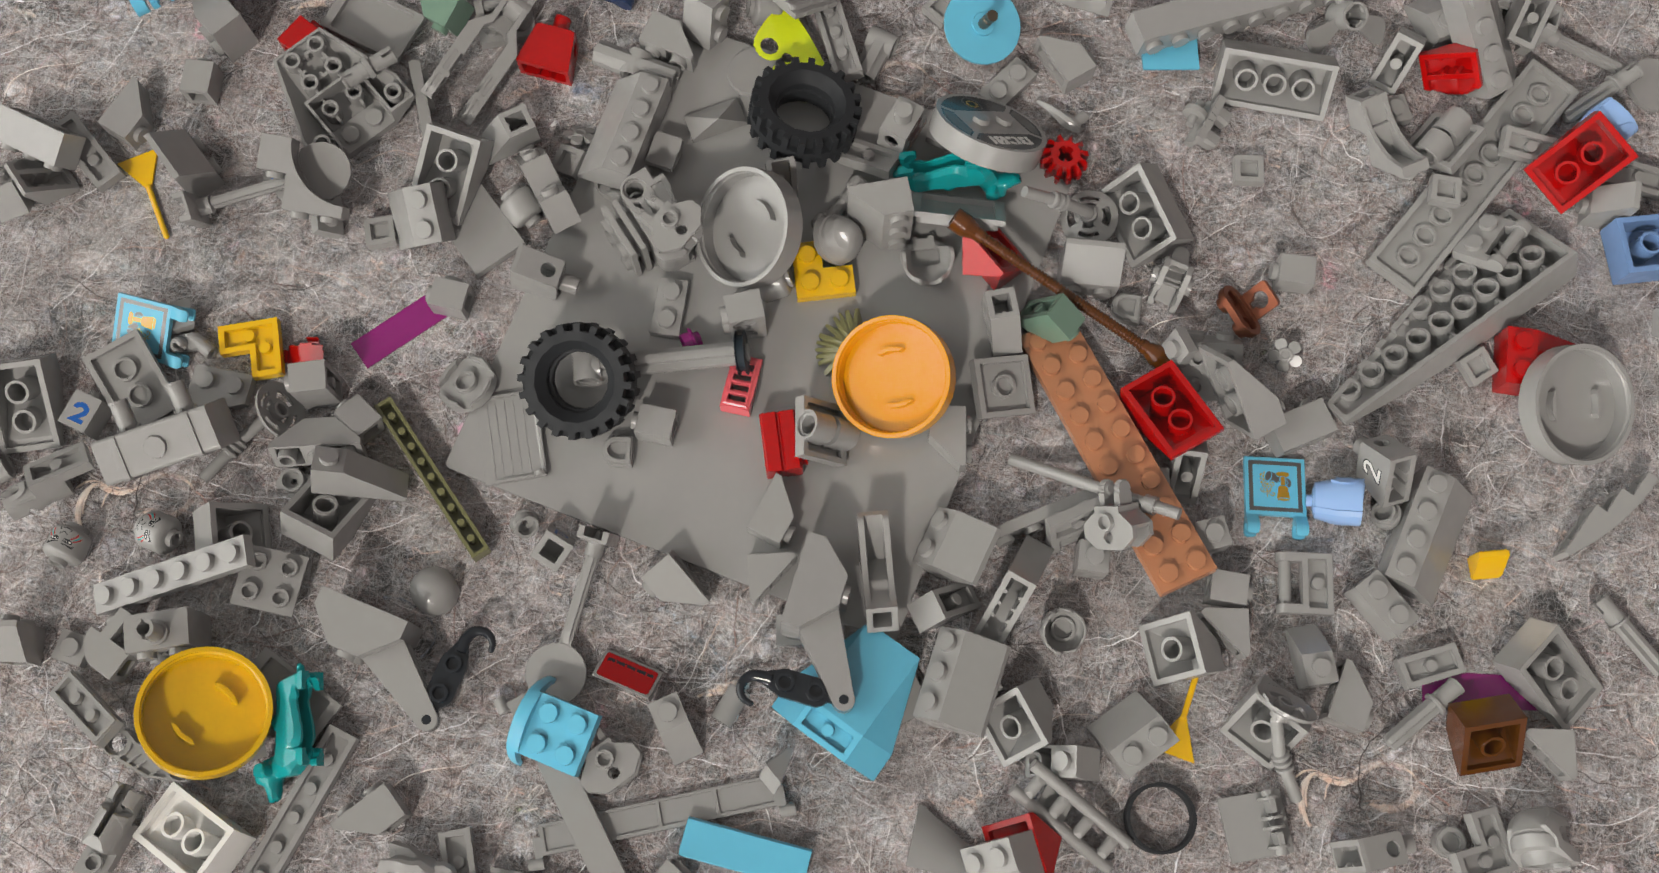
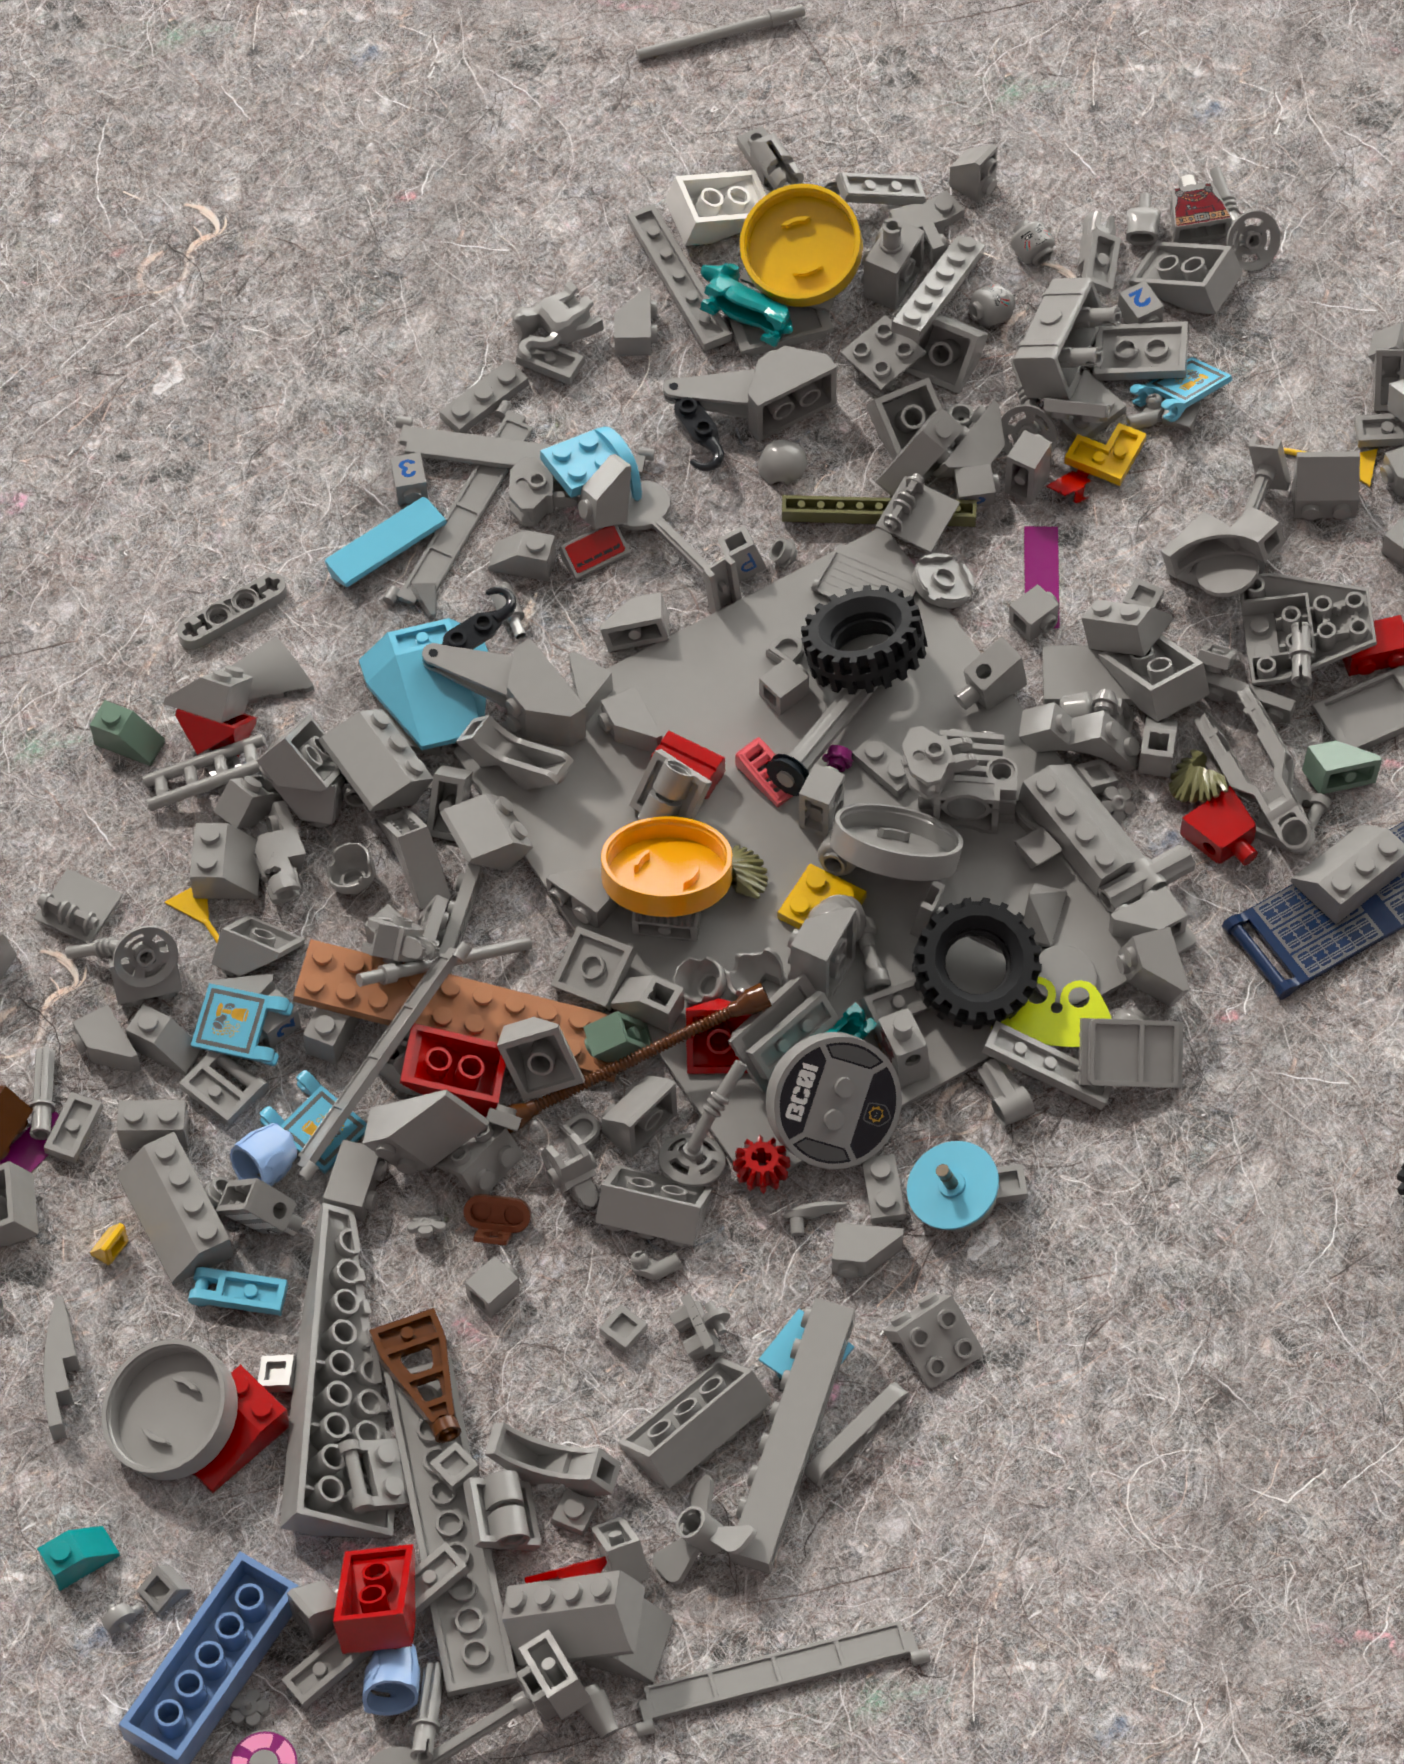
camera: 130 degrees right, 15 degrees down
(234, 377) = (1087, 411): none -> light grey plate
(403, 139) = (1217, 657): none -> light grey plate
(420, 437) = (917, 513): none -> light grey hinge
(508, 177) = (1115, 707): none -> light grey plate
(525, 86) = (1194, 781): none -> olive hair
(579, 686) = (606, 494): none -> light grey slope
(958, 297) = (701, 979): none -> light grey hair
(959, 195) = (806, 1020): none -> light grey plate
(1017, 737) = (299, 759): none -> light grey slope
(1093, 696) = (280, 855): none -> light grey plate
(1118, 359) = (538, 1057): none -> light grey slope
(1187, 184) = (652, 1269): none -> light grey arm
(1192, 818) = (137, 815): black tyre -> none
(1210, 467) = (378, 1058): none -> light grey piece
(1260, 605) = (234, 1022): none -> medium azure flag
(1382, 295) = (408, 1337): none -> reddish brown plate
(1442, 440) = (238, 1291): none -> medium azure plate

